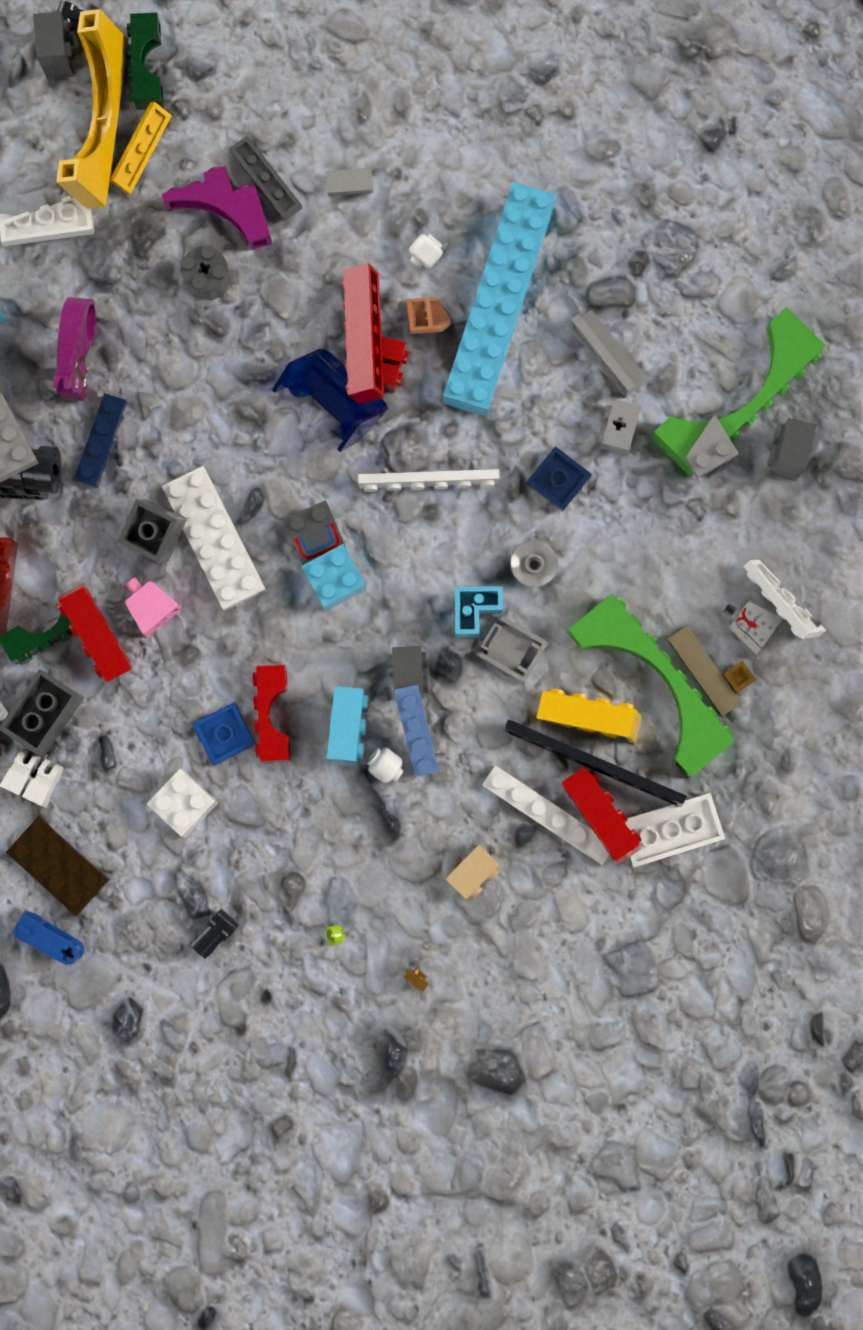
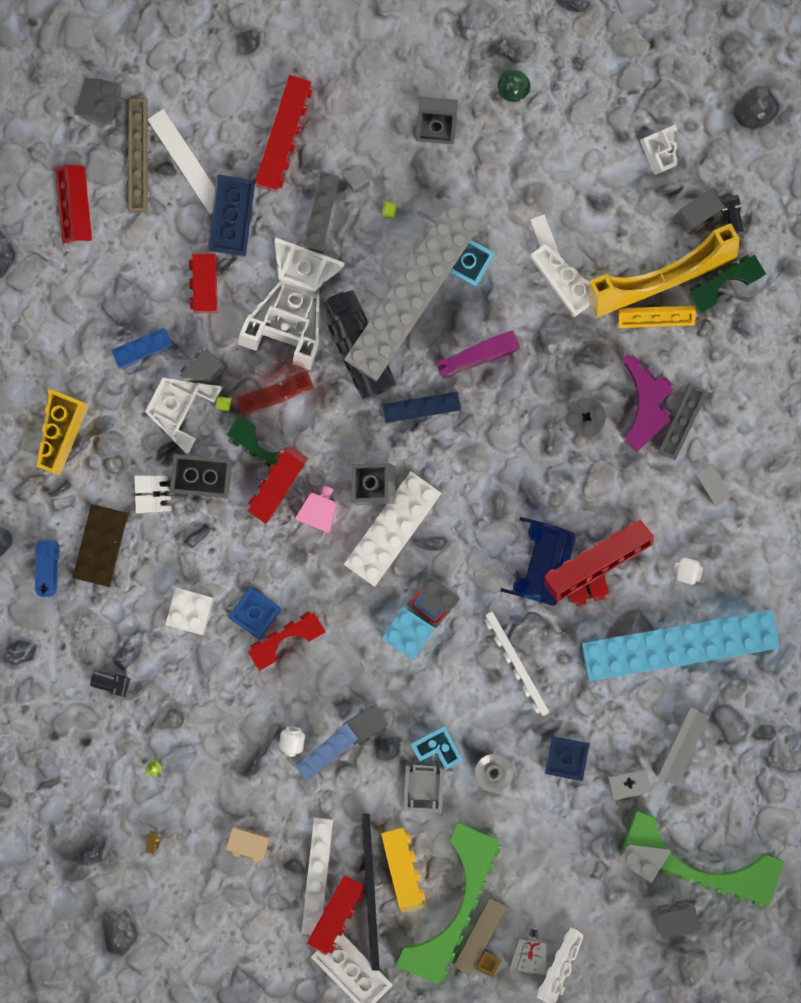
camera: 65 degrees right, 5 degrees up
(347, 725) = (305, 701): medium azure brick -> none
(427, 315) = (639, 597): nougat slope -> none

